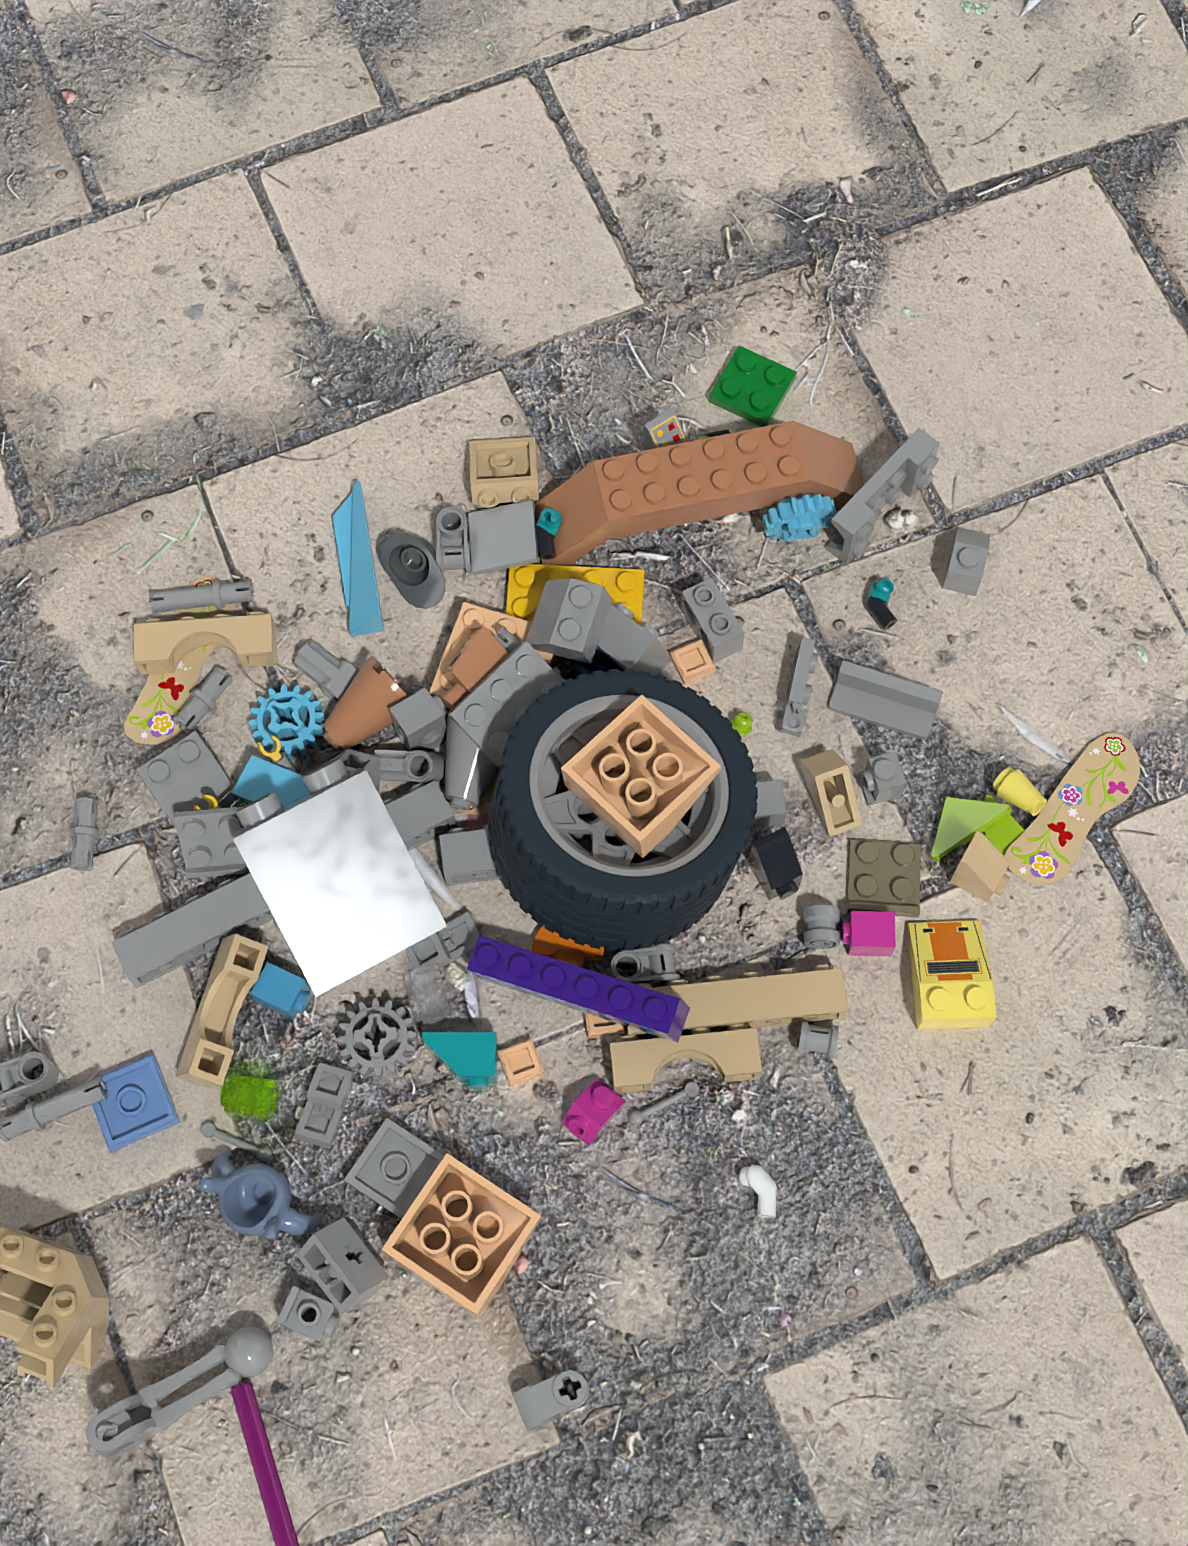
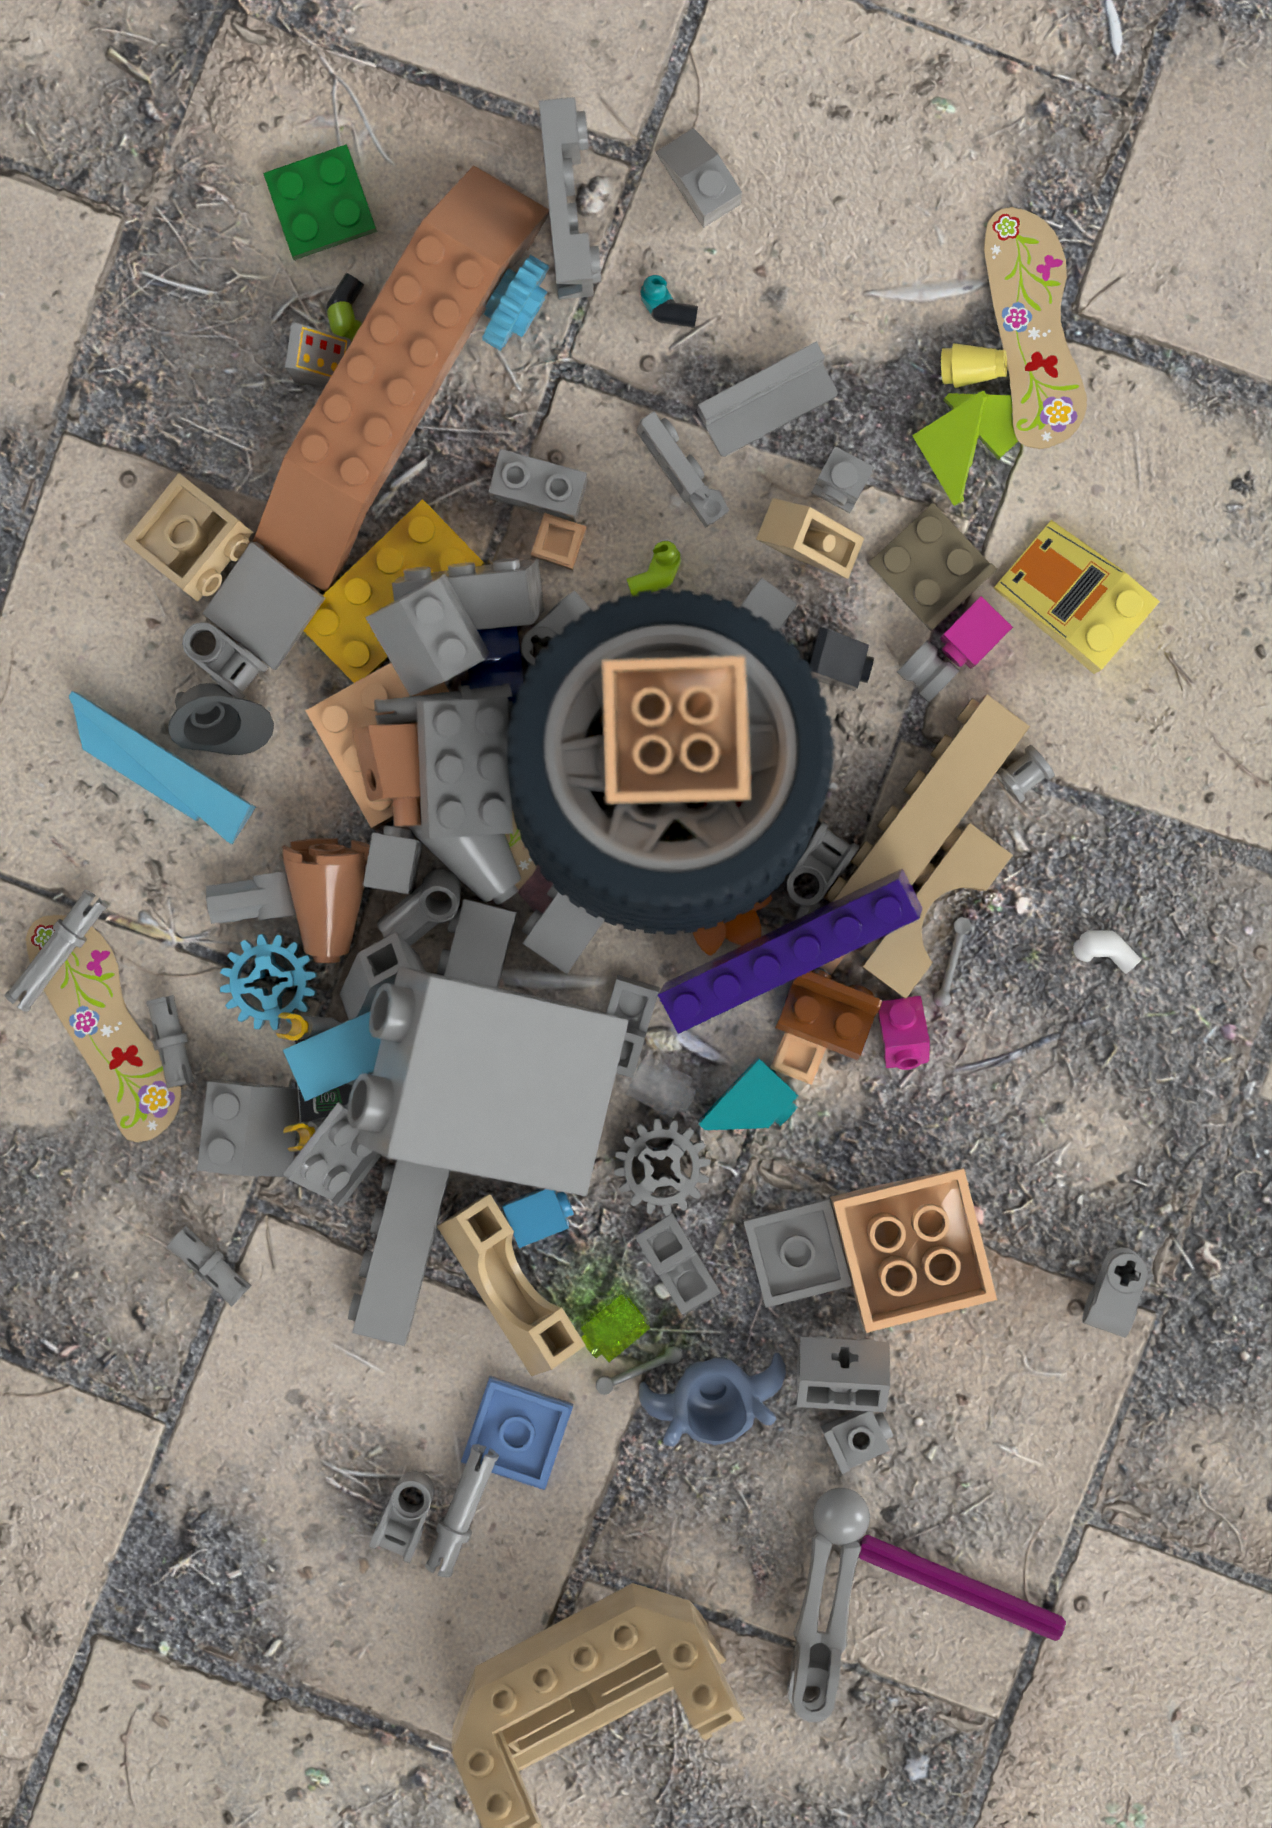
camera: 50 degrees left, 20 degrees up
(163, 644) = (77, 1033): tan arch -> none
(546, 531) = (300, 560): arm -> none
(563, 1053) = (829, 1013): none -> dark orange bracket
(981, 869) = (1013, 476): tan slope -> none

